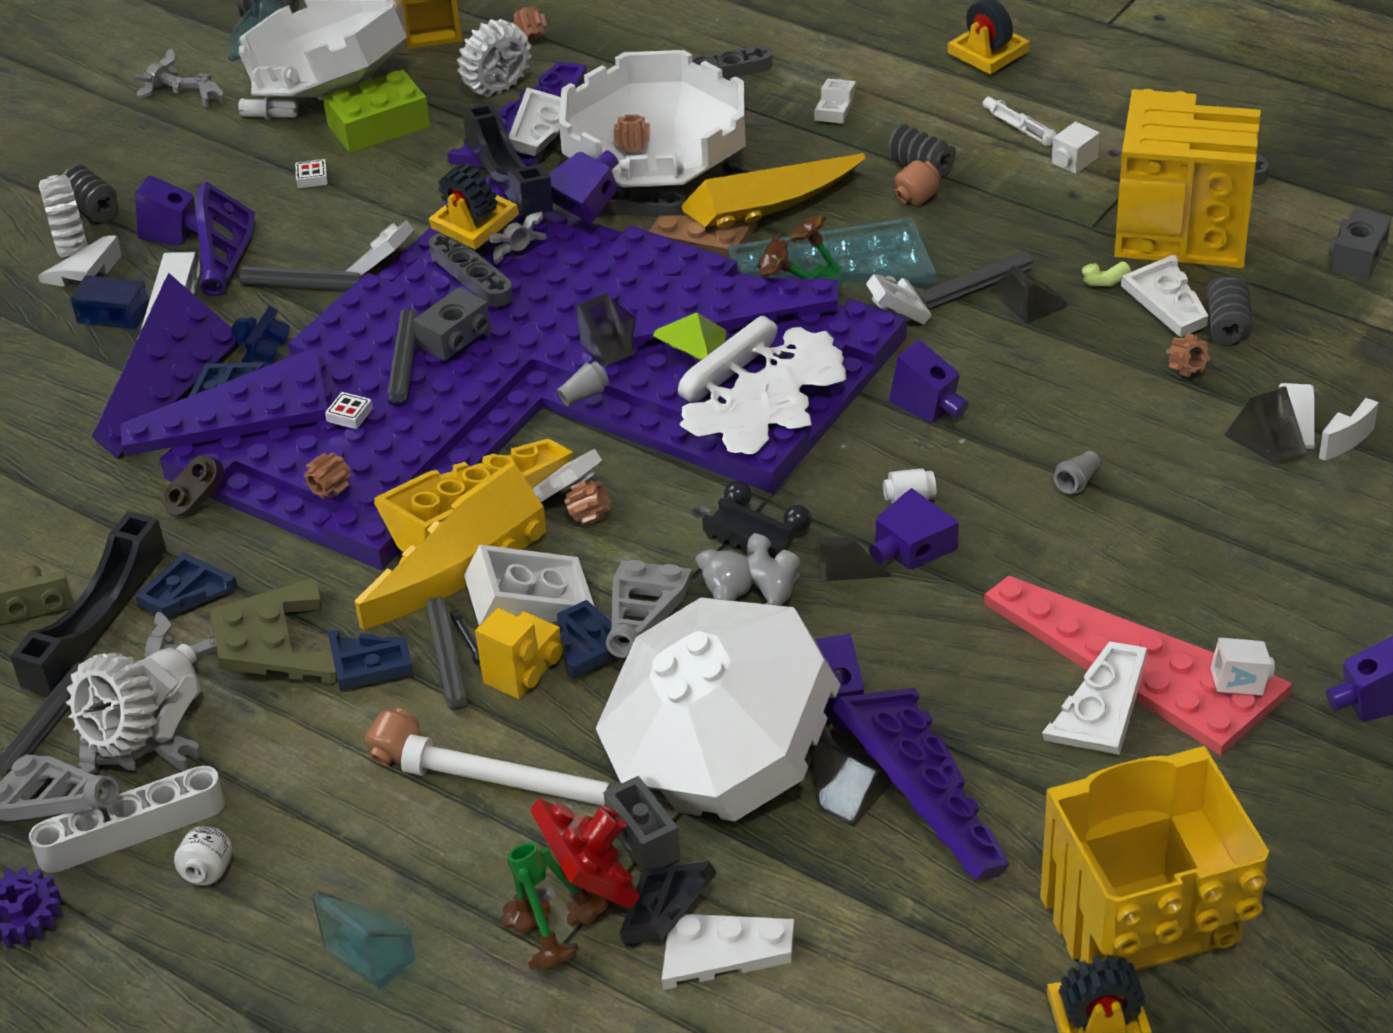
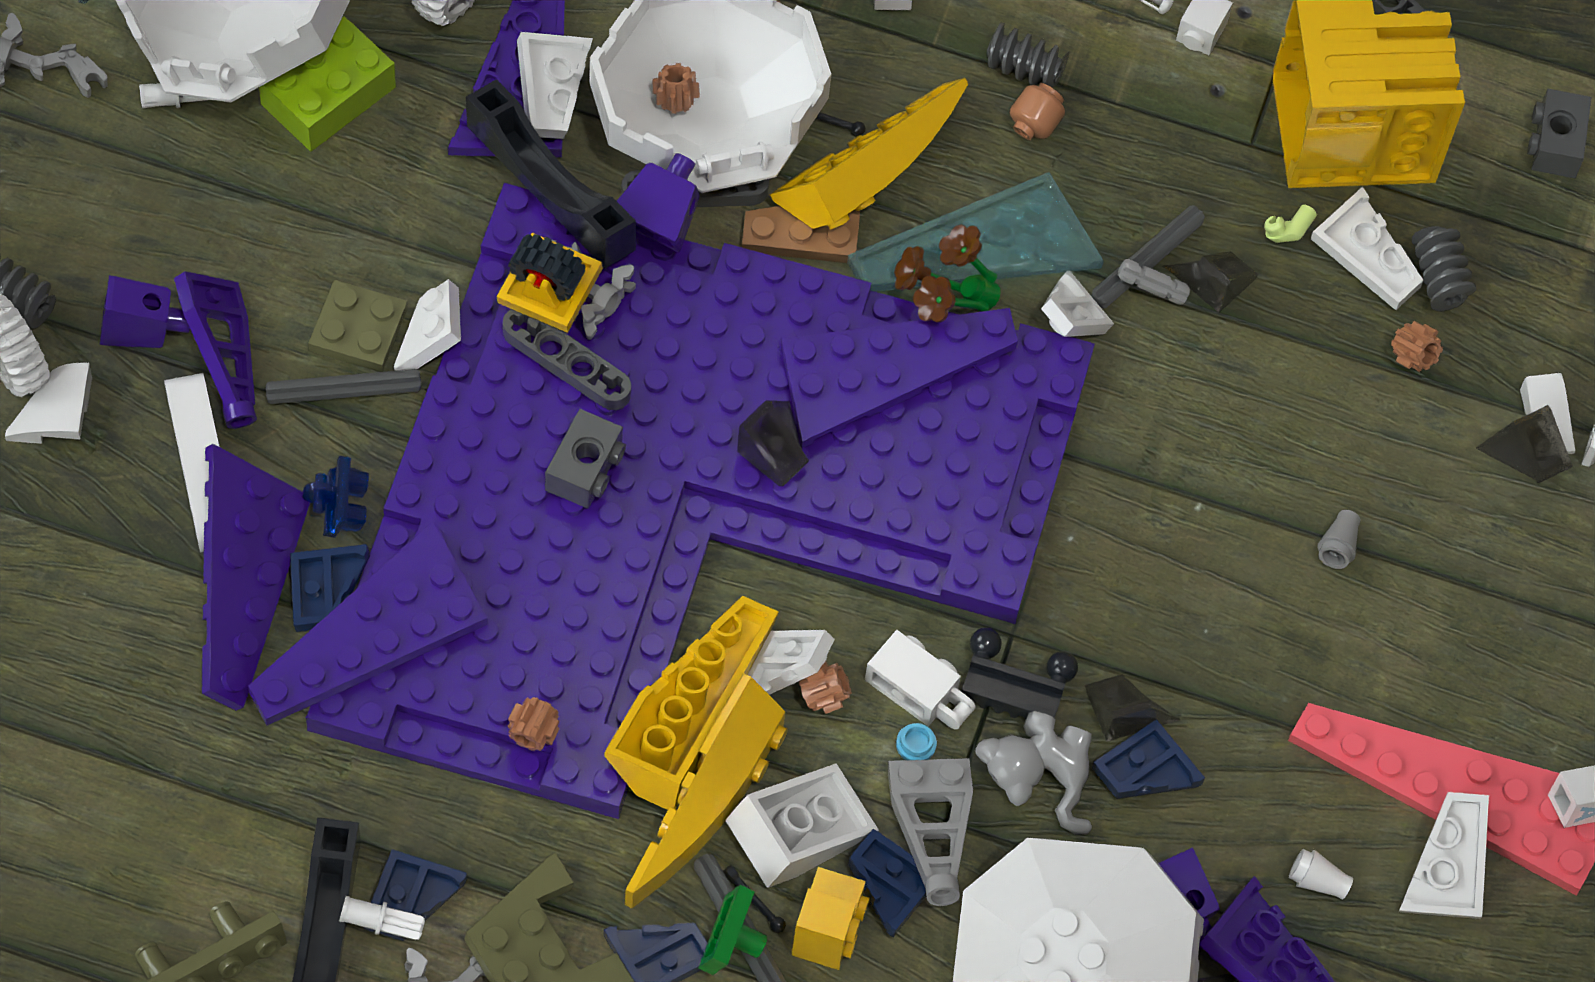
camera: 25 degrees left, 20 degrees up
(110, 302) = (125, 470): clear blue brick -> none
(146, 588) = (382, 918): none -> white axle
(192, 486) = (362, 752): dark brown plate -> none
(311, 173) = (280, 200): white tile -> none
(330, 246) = (358, 325): none -> olive plate
(349, 410) = (510, 611): white tile -> none
(402, 357) = (540, 513): dark grey axle -> none
(428, 641) = (731, 932): none -> green tile
(583, 384) = (772, 525): light grey cone -> none
(652, 550) = (916, 742): none -> medium azure plate
(668, 510) = (918, 681): none -> white brick
(693, 335) = (880, 439): lime slope -> none
(760, 396) = (982, 501): white plant -> none
(846, 595) = (1147, 765): none -> dark blue wing
(901, 481) = (1169, 597): white brick -> none
(914, 532) = (1192, 662): dark purple torso -> none
(926, 384) = (1149, 448): dark purple torso -> none
(973, 290) = (1153, 281): none -> light grey axle
(973, 694) = (1319, 875): none -> white cone

